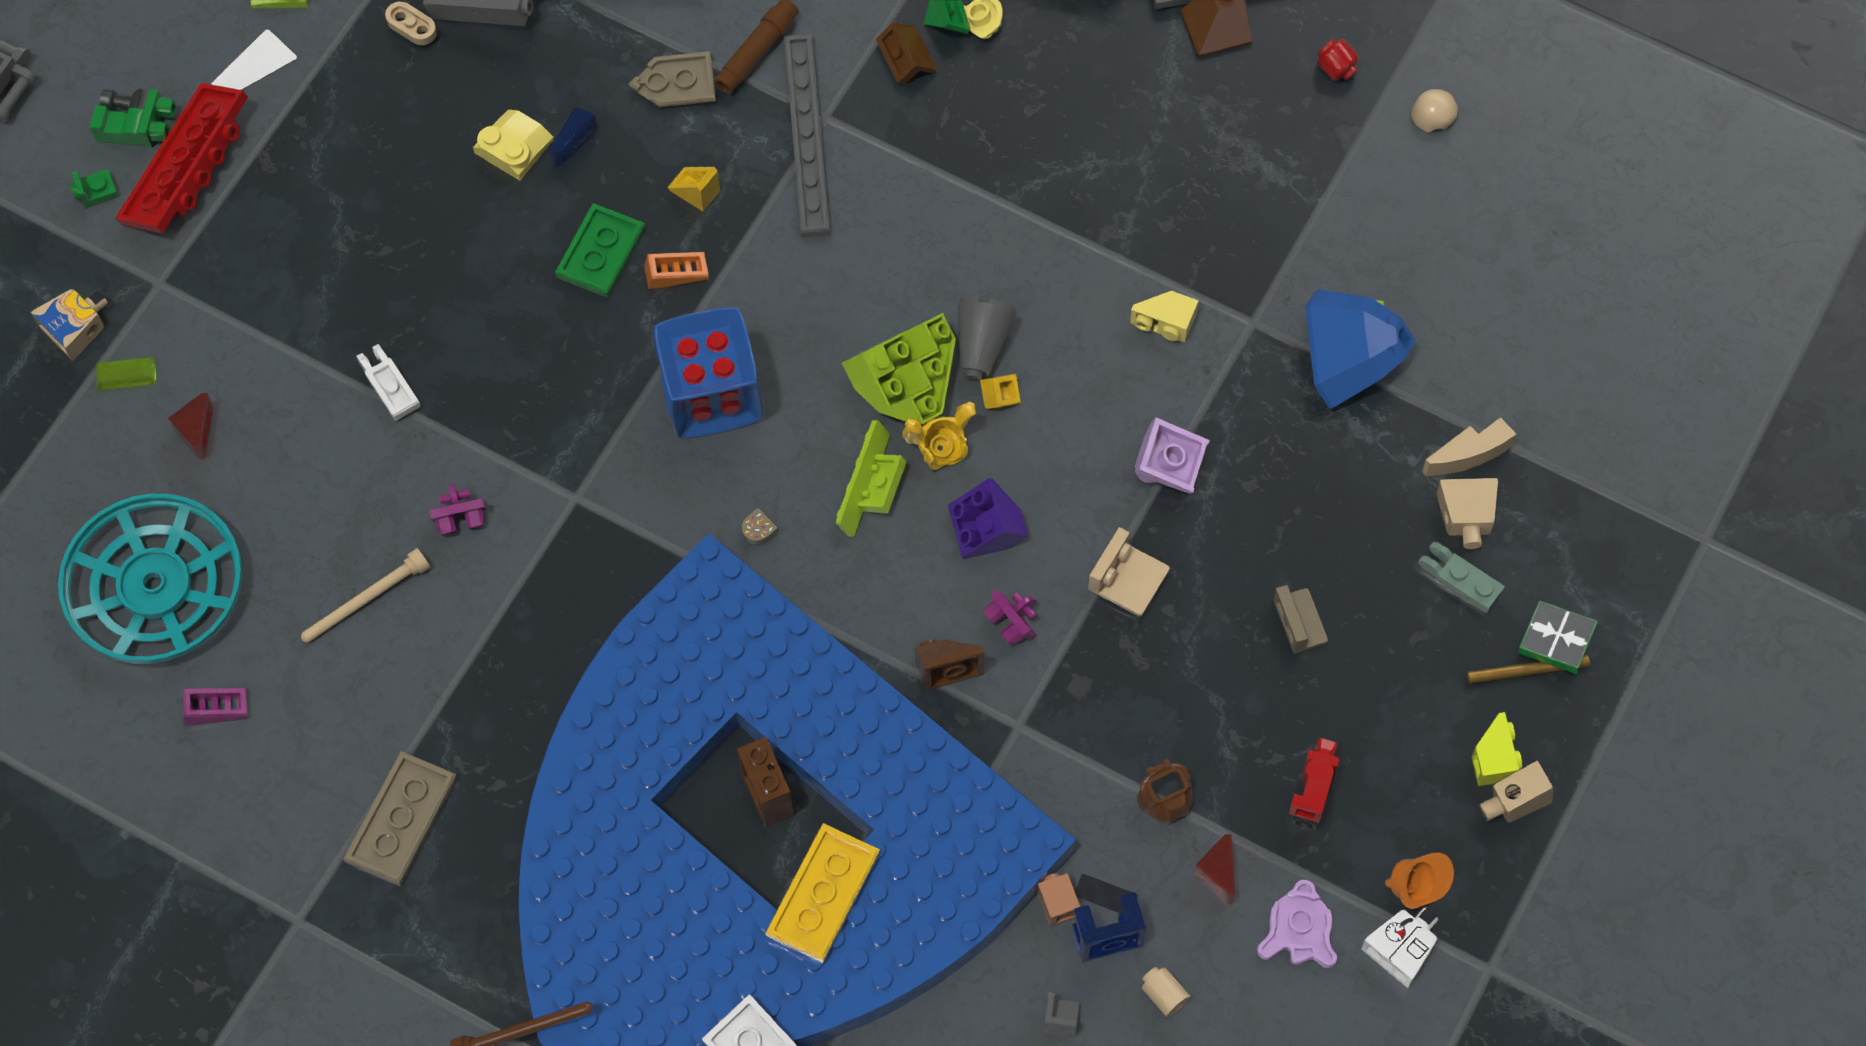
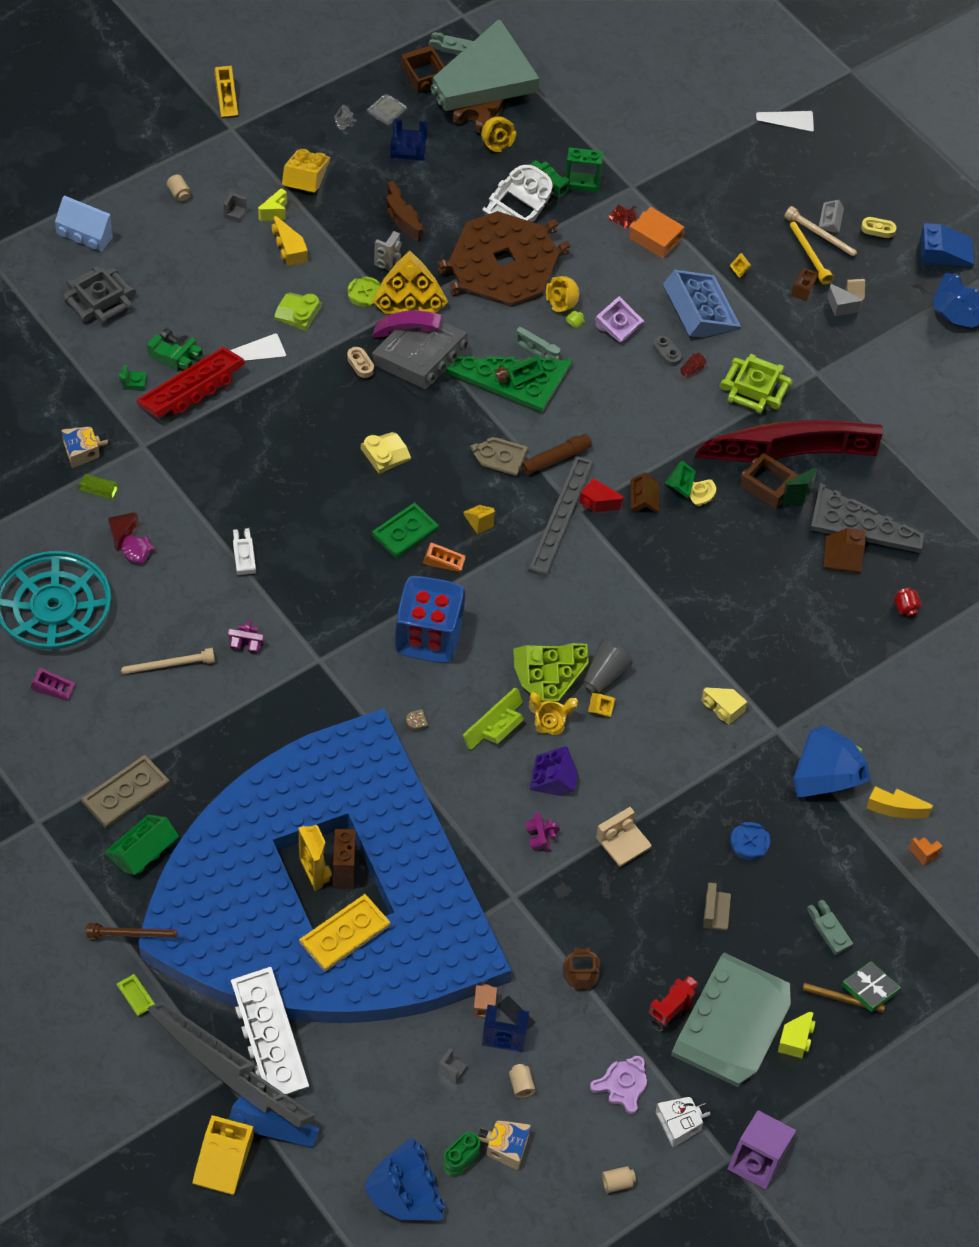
camera: 20 degrees right, 10 degrees down
(231, 444) = (137, 548): none -> magenta animal
(465, 887) = (142, 844): none -> green slope
(573, 134) = (423, 459): clear blue slope -> none
(719, 796) = (311, 856): none -> yellow slope
(849, 84) = (600, 497): none -> red slope
(948, 662) = (488, 841): reddish brown slope -> none
(1170, 456) = (685, 783): lavender slope -> none
(1216, 870) = (589, 1026): clear red slope -> none
(1295, 499) = (750, 841): none -> blue tile
(1402, 768) = (734, 1021): none -> sand green slope
(1421, 879) = (712, 1087): orange piece -> none
(1434, 110) = (954, 655): tan hair -> none
(1467, 359) = (898, 805): none -> yellow slope
(1468, 508) = (854, 889): tan torso -> none
(1470, 449) = (872, 856): tan slope -> none
(1528, 786) = (797, 1064): tan torso -> none
(1530, 937) = (761, 1149): none -> medium lavender slope
(1531, 409) = (924, 850): none -> orange panel

